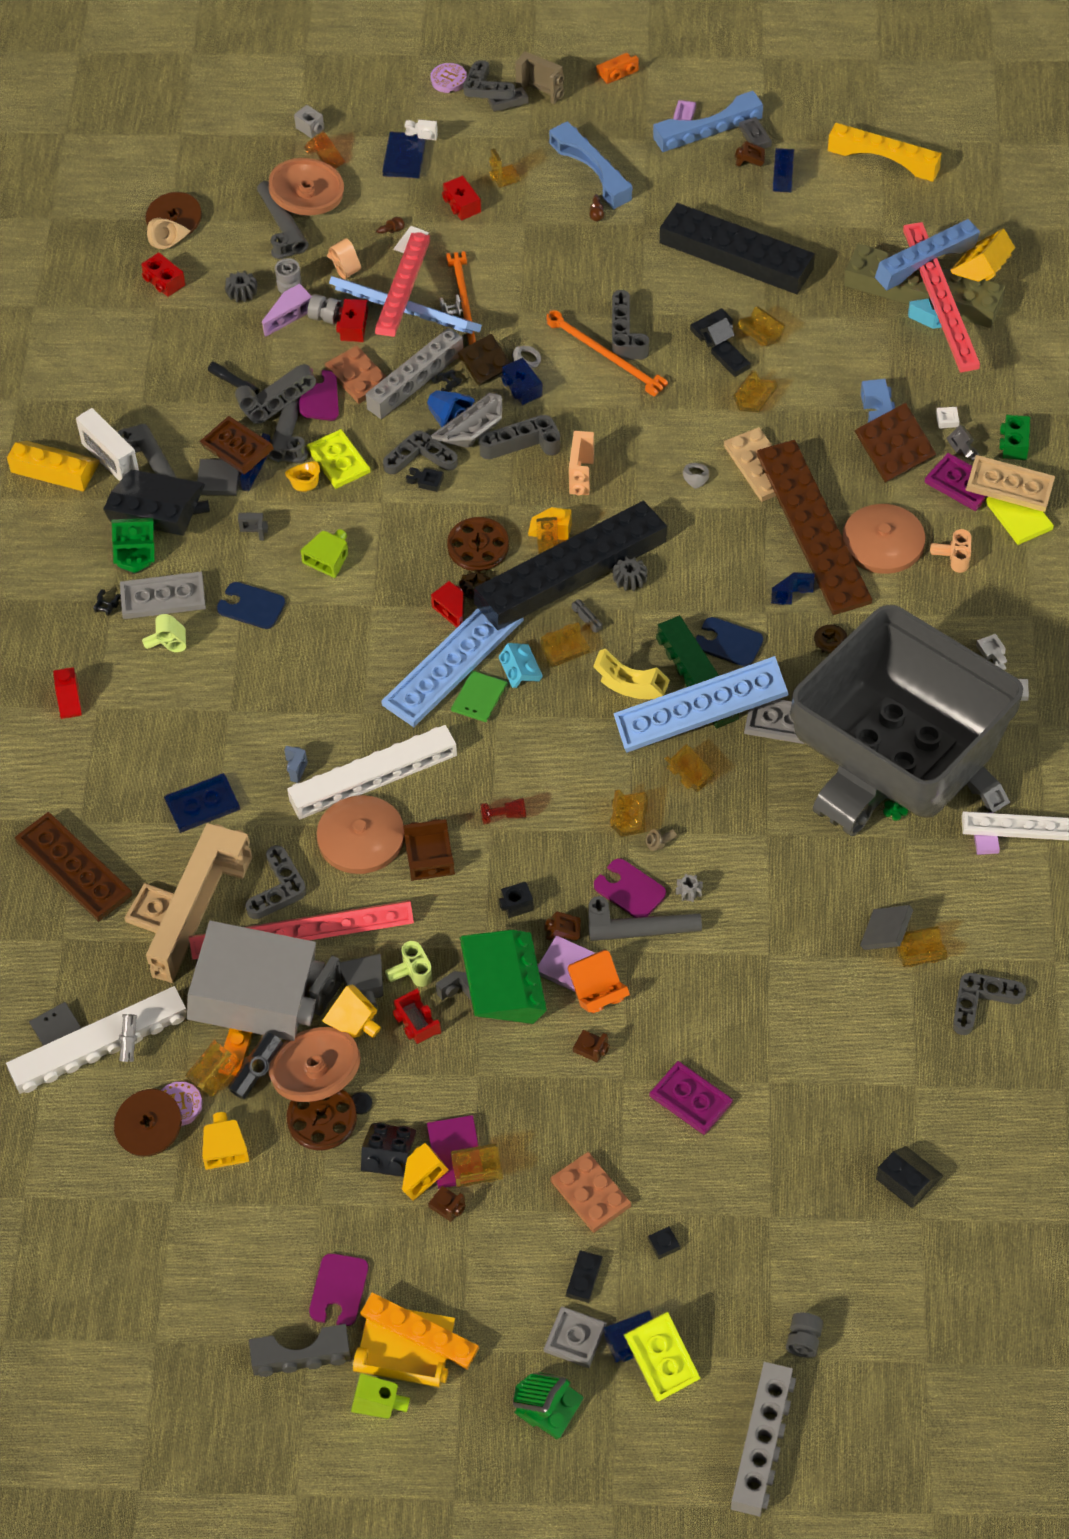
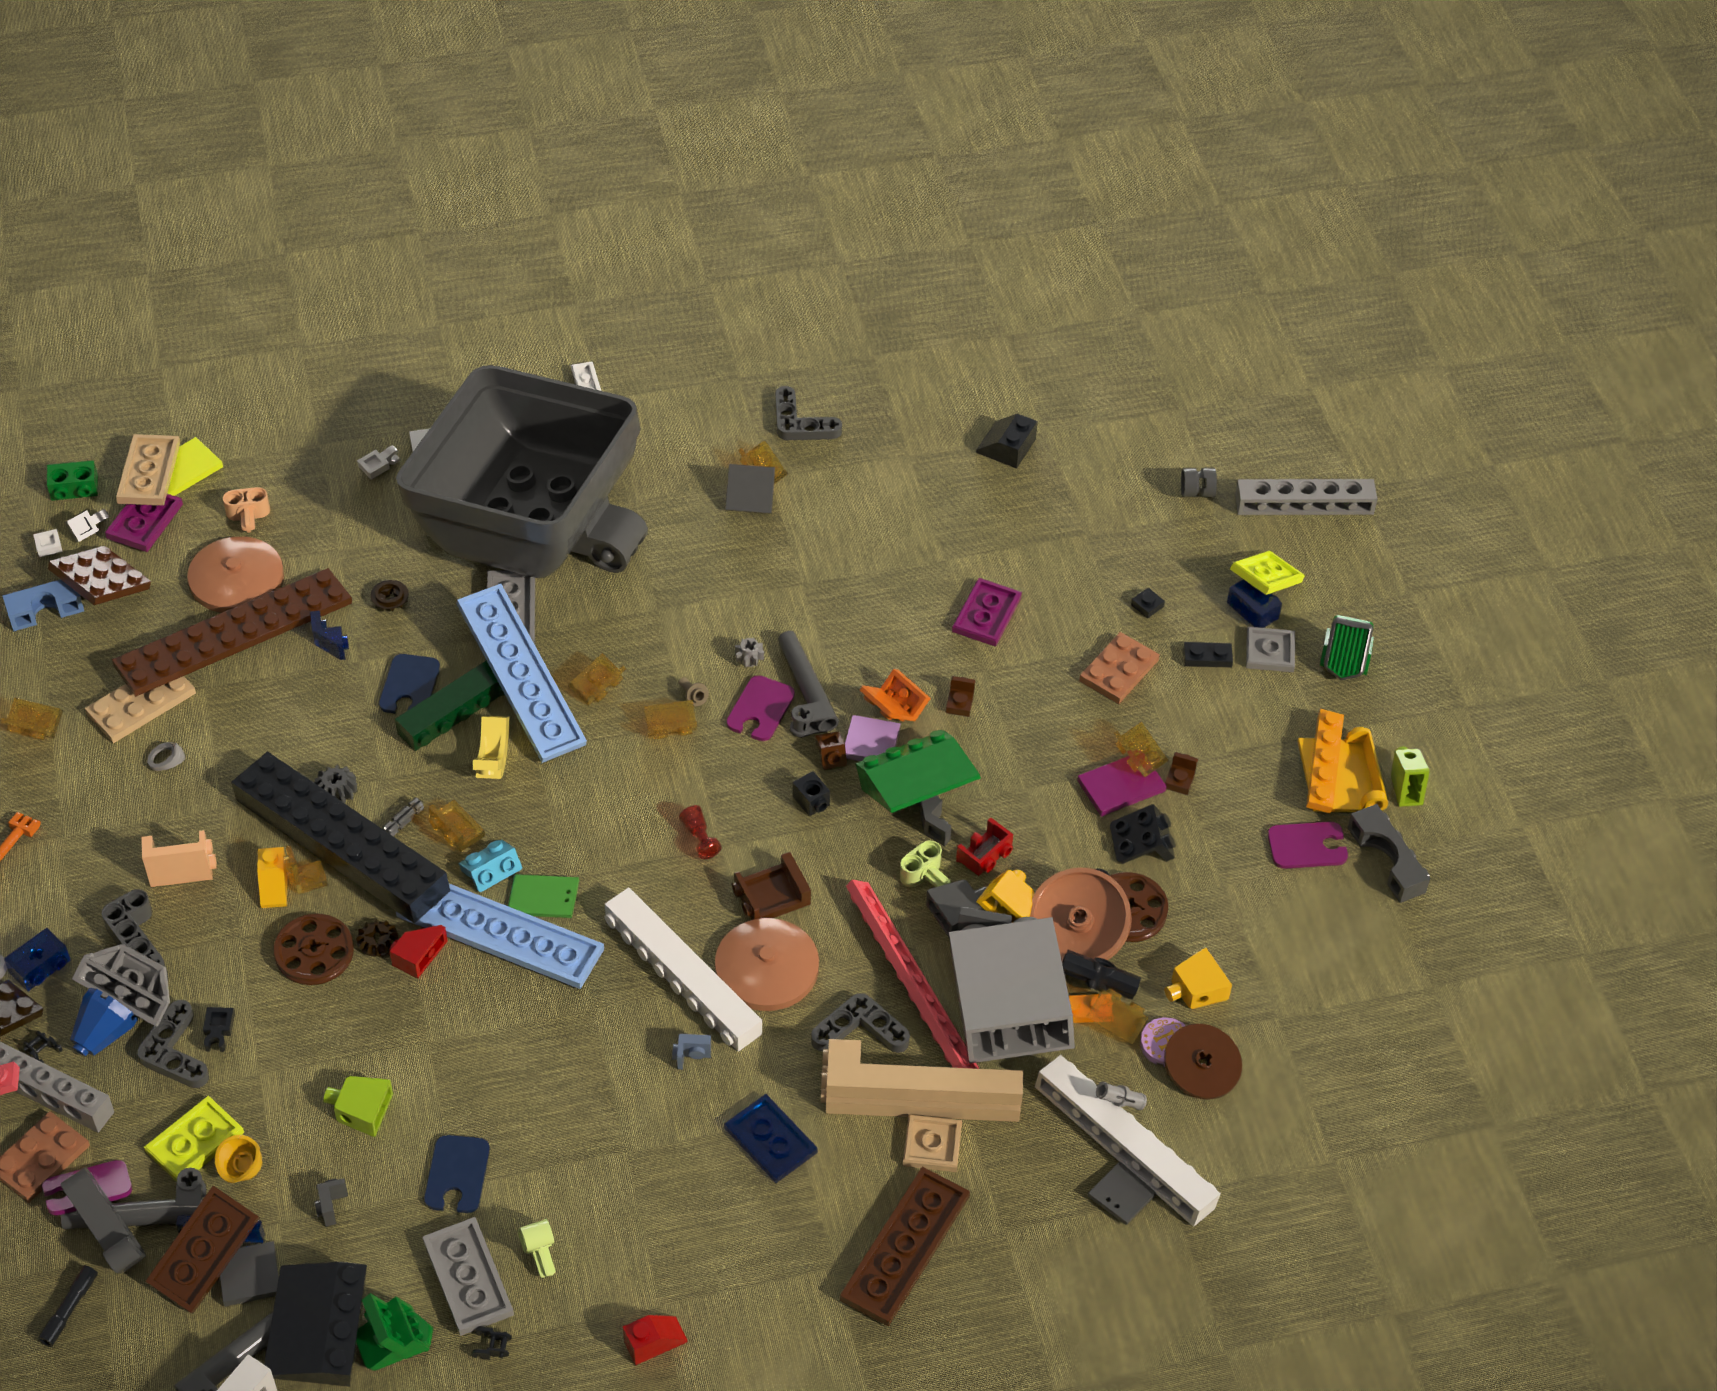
camera: 110 degrees left, 5 degrees down
(422, 1171) = (1162, 794): yellow slope -> none

